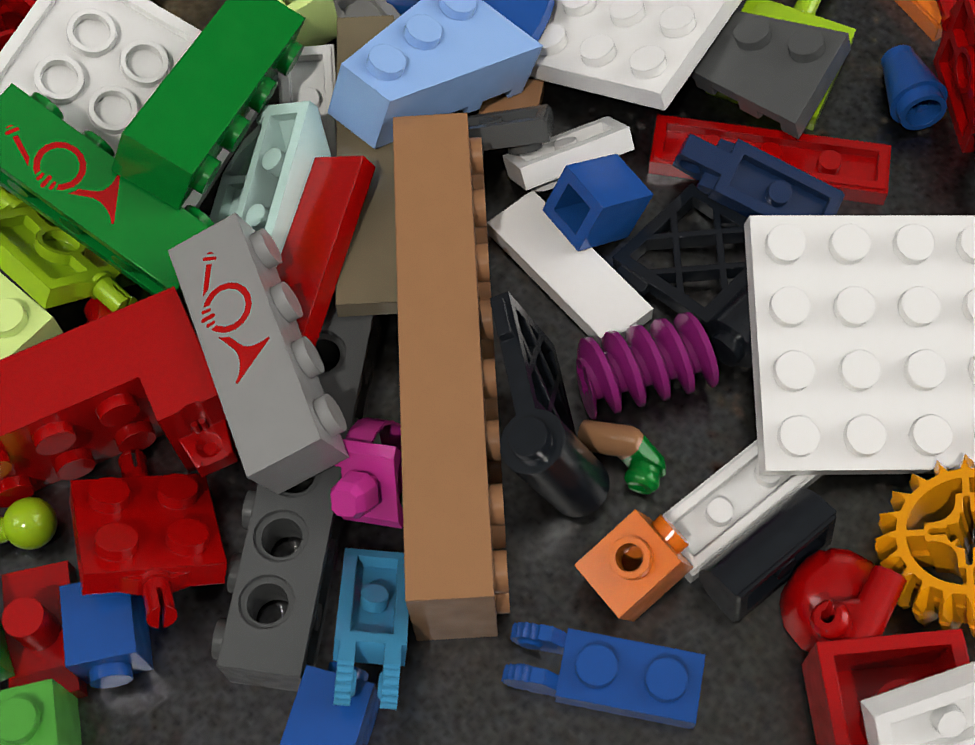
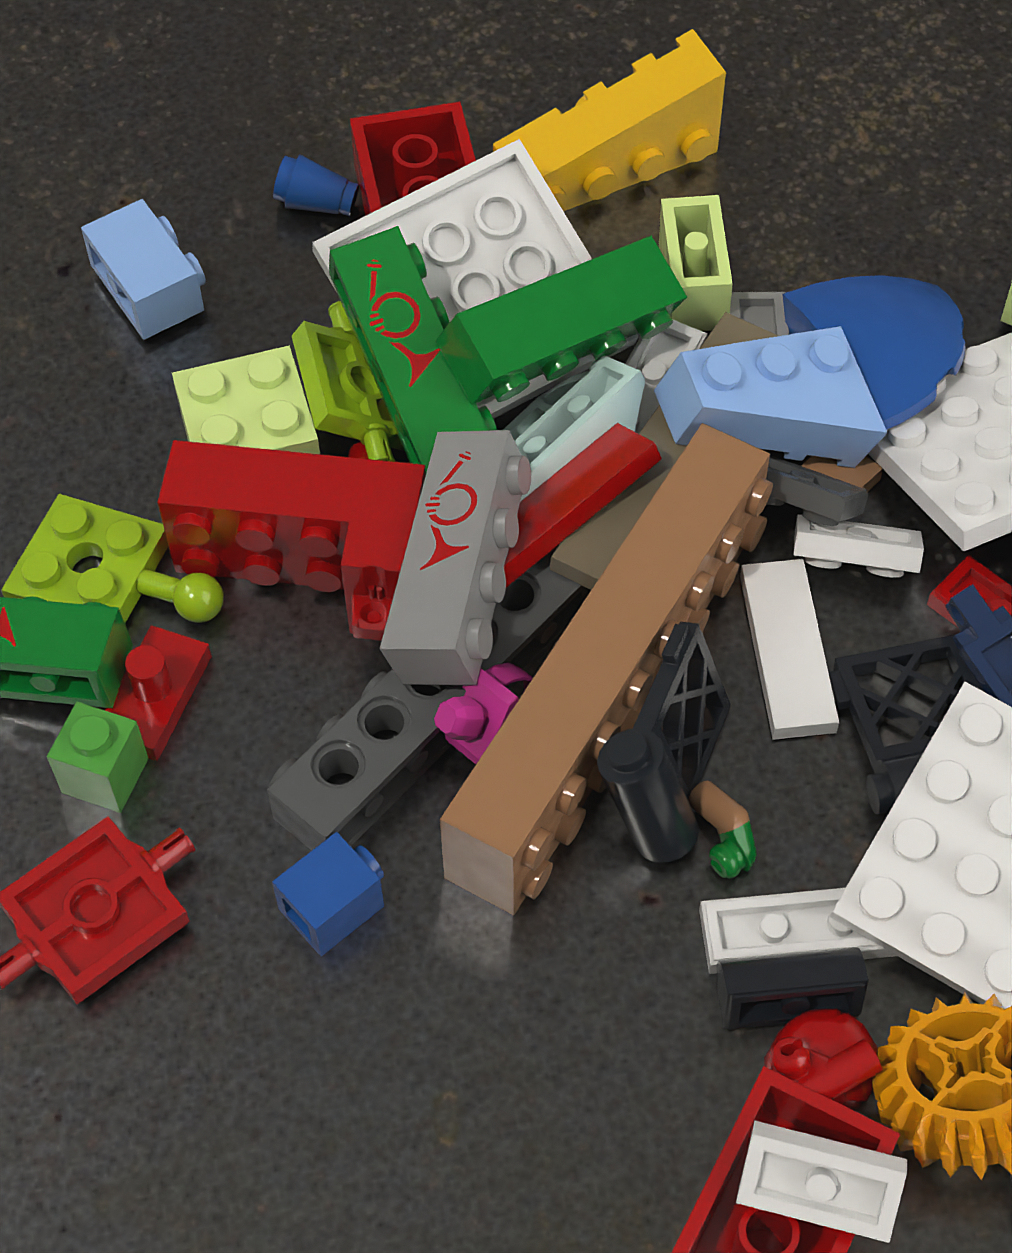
camera: 30 degrees right, 5 degrees down
(104, 636) = (203, 715): blue brick -> none
(146, 535) = (280, 656): red plate -> none
(371, 622) = (402, 833): dark azure hinge -> none
(597, 201) = (850, 600): blue brick -> none
(611, 674) = (585, 1001): blue hinge -> none
(636, 564) = (663, 921): orange brick -> none
(644, 361) = (792, 762): magenta piece -> none

